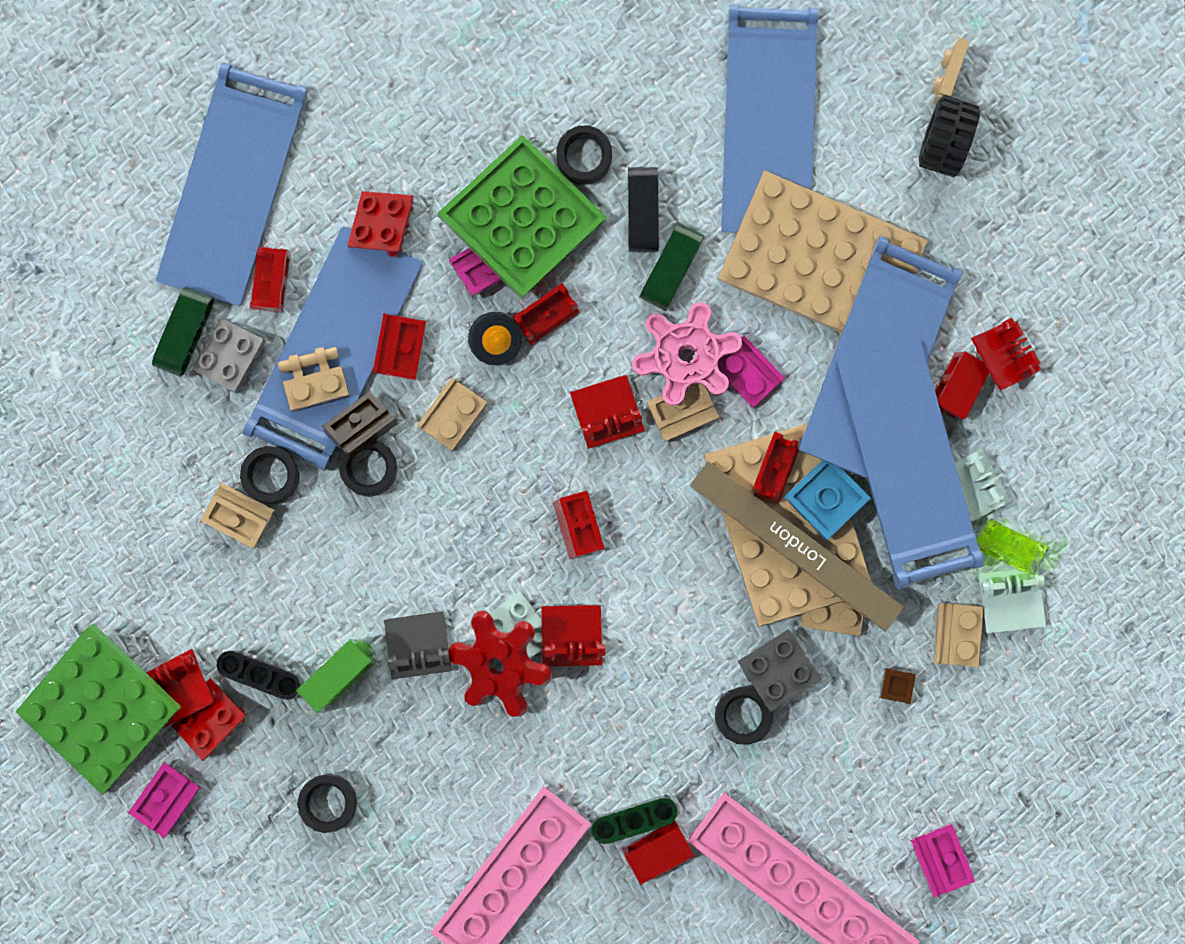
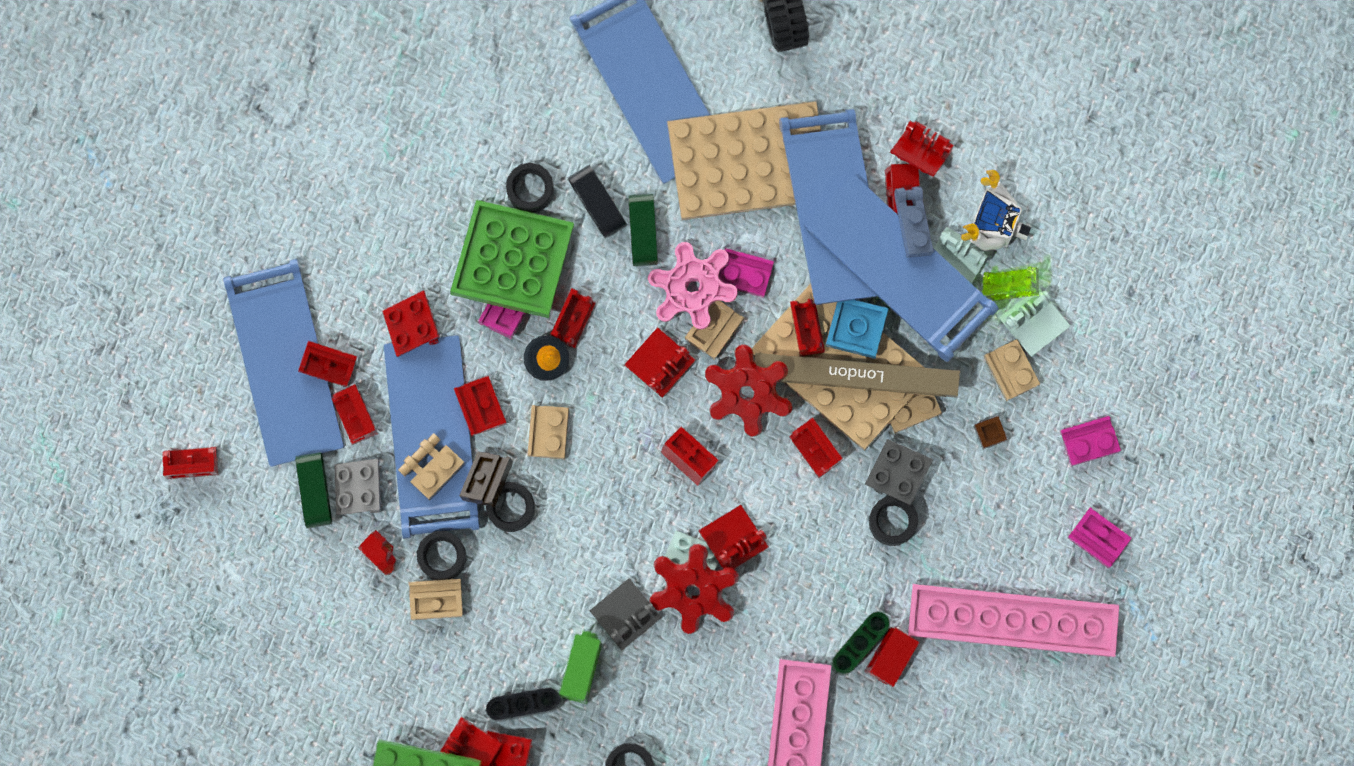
camera: 25 degrees left, 5 degrees down
(78, 229) = (190, 463): none -> red hinge
(209, 434) = (379, 552): none -> red rock
(272, 212) = (327, 364): none -> red hinge
(695, 491) = (749, 374): none -> red plate
(710, 593) = (815, 447): none -> red hinge
(950, 425) = (913, 222): none -> sand blue plate
(993, 755) = (1090, 441): none -> dark pink plate
(1038, 470) = (995, 217): none -> torso

